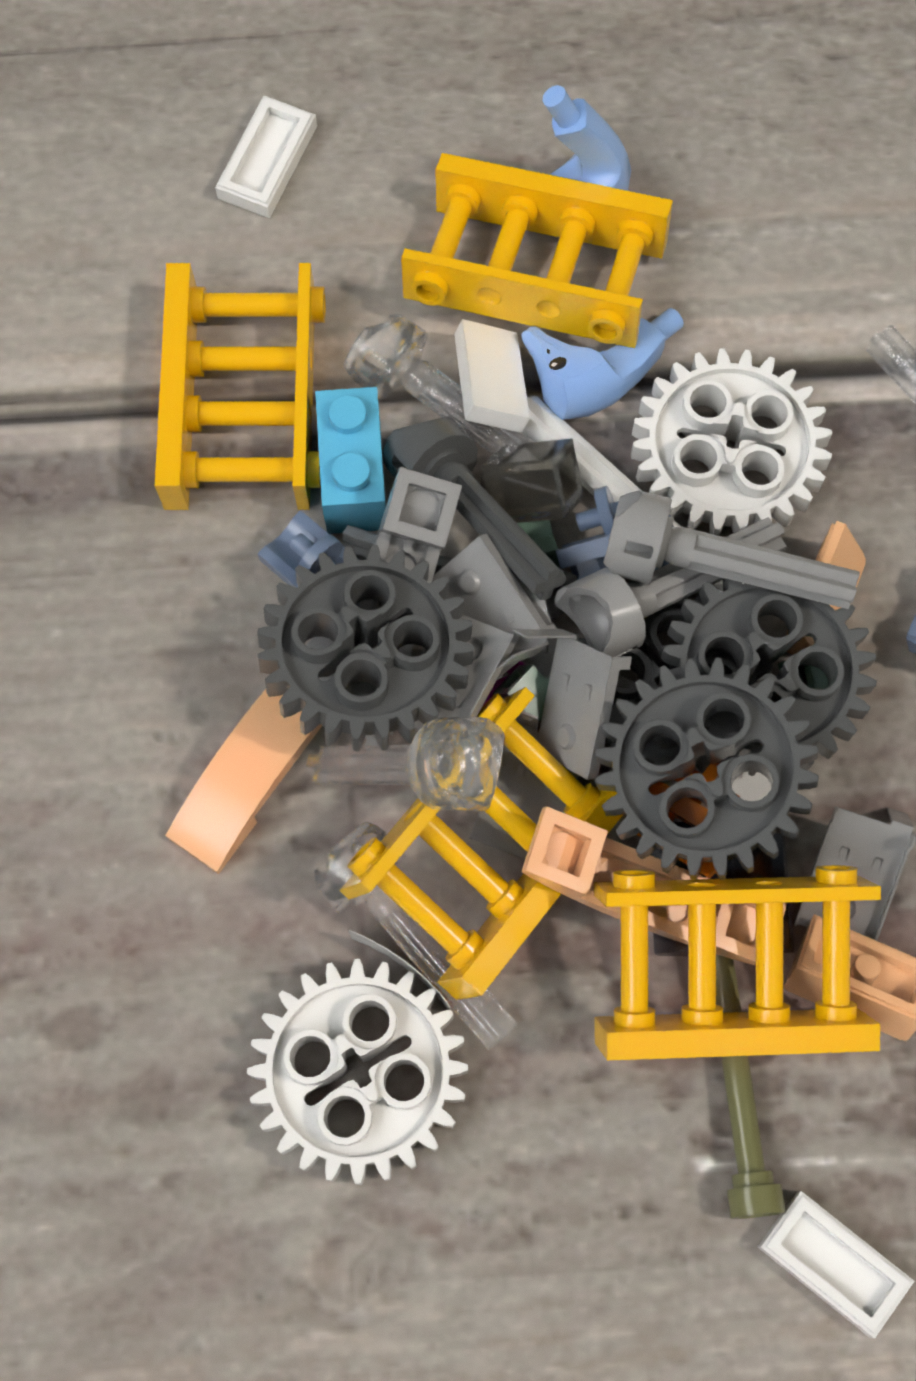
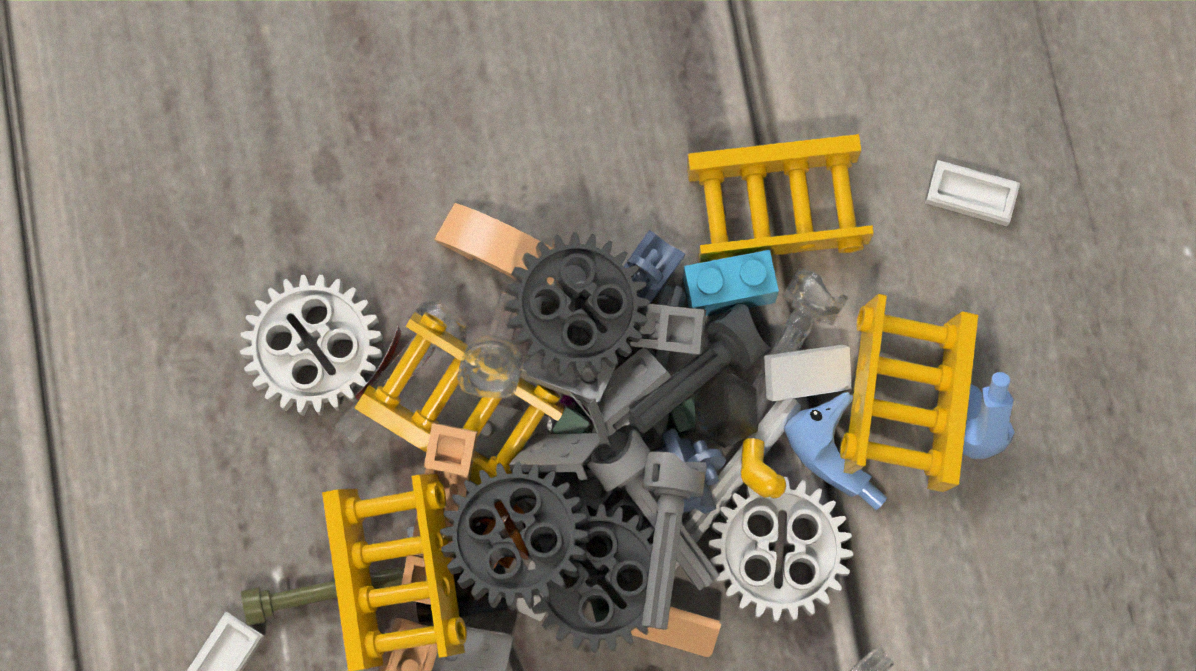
camera: 85 degrees right, 5 degrees up
(630, 450) = (757, 474): none -> yellow arm

